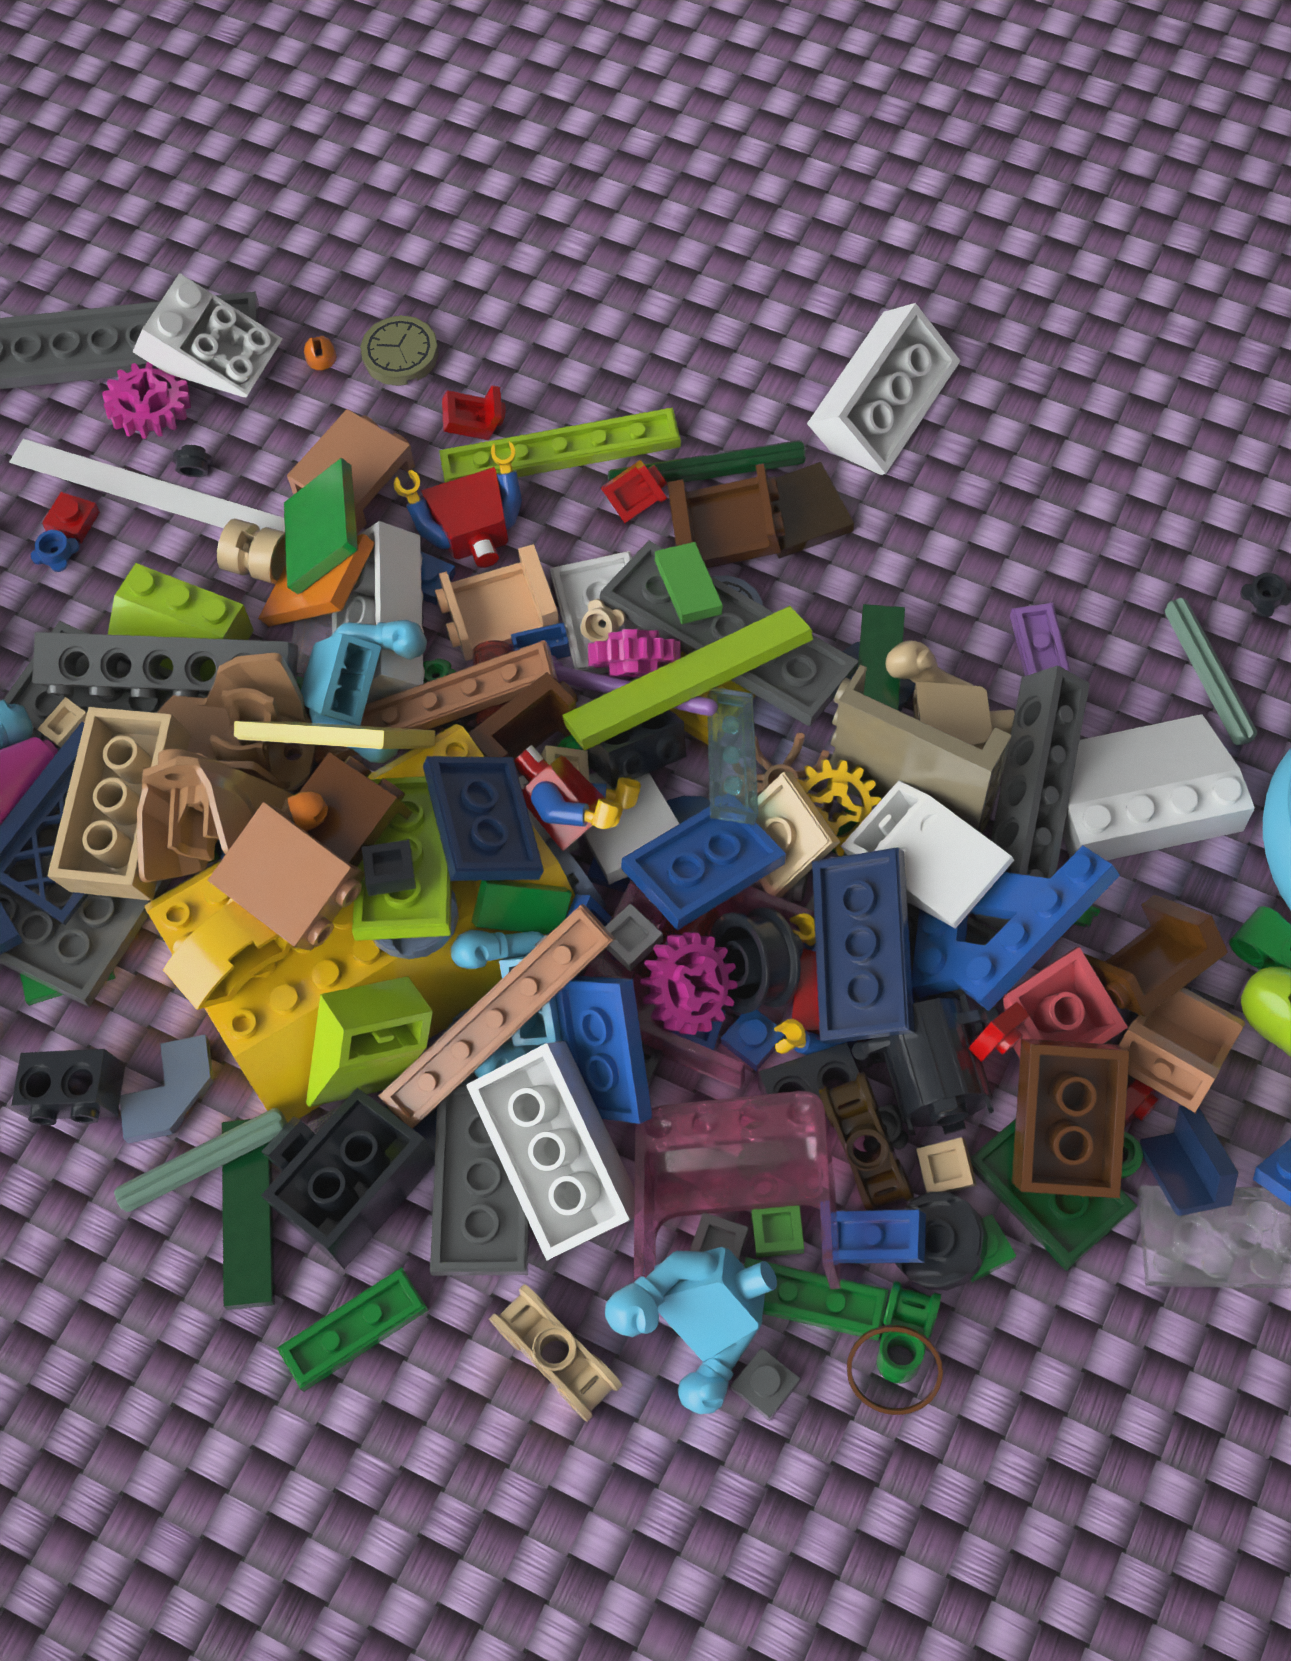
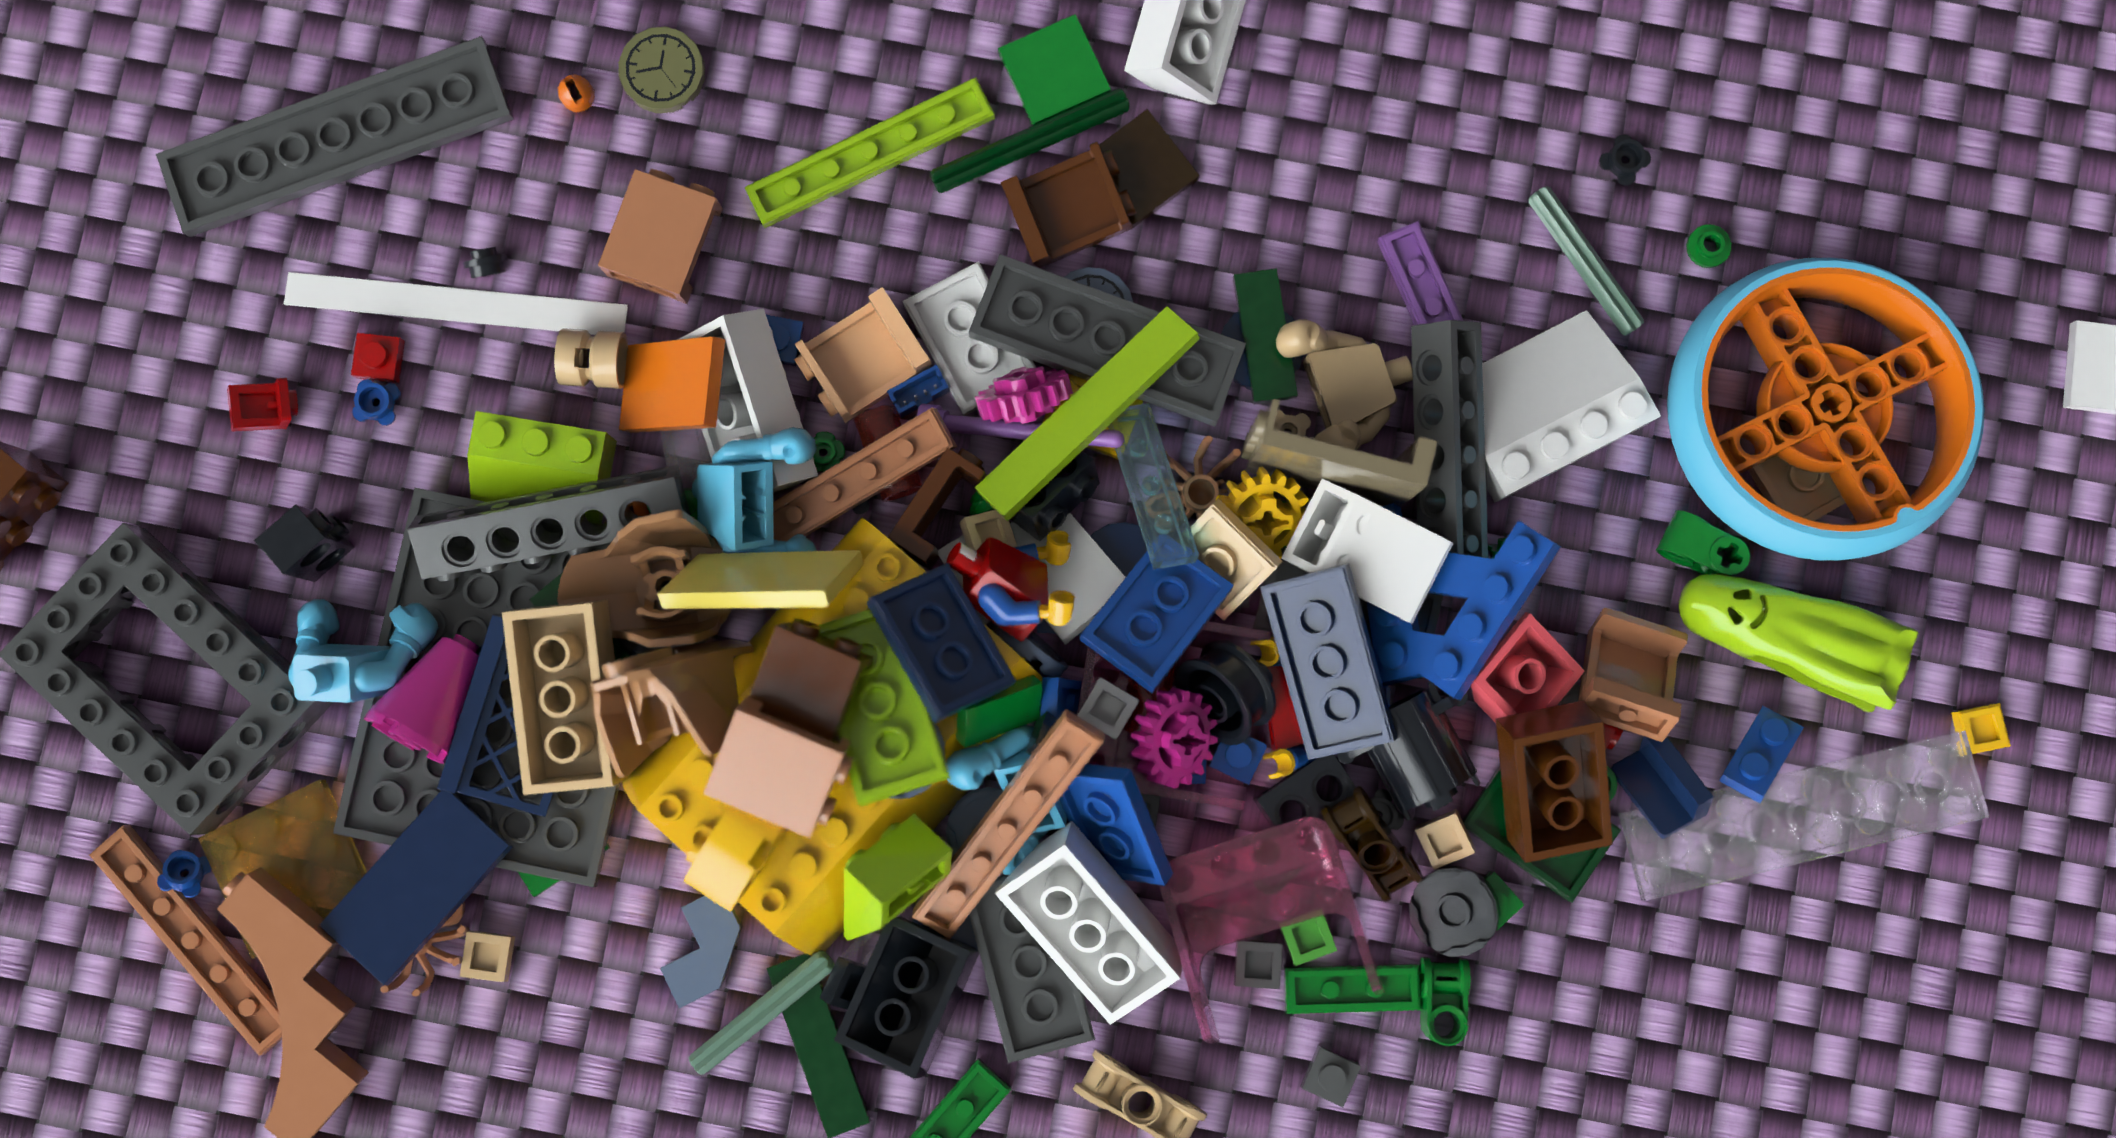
camera: 20 degrees left, 20 degrees up
(62, 722) = (471, 610): tan plate -> none
(69, 1077) = (609, 971): black brick -> none
(146, 400) = (391, 196): dark pink gear -> none
(205, 340) = (454, 120): white slope -> none
(308, 809) = (777, 696): orange hinge -> none
(320, 526) = (658, 327): green tile -> none
(388, 867) = (874, 732): black plate -> none
(468, 512) = (800, 258): torso -> none
(473, 414) = (768, 135): red bracket -> none
(591, 620) = (974, 369): tan plate -> none
(635, 490) = (967, 193): red bracket -> none
(688, 583) = (1055, 299): bright green tile -> none
(709, 1304) = (1266, 1033): medium azure torso -> none
(744, 415) = (1054, 69): none -> green tile
(881, 1236) = (1404, 923): blue plate -> none
(887, 1410) = (1446, 1010): reddish brown piece -> none
(1000, 1033) = (1475, 717): red plate -> none
(1162, 957) = (1596, 594): reddish brown panel -> none

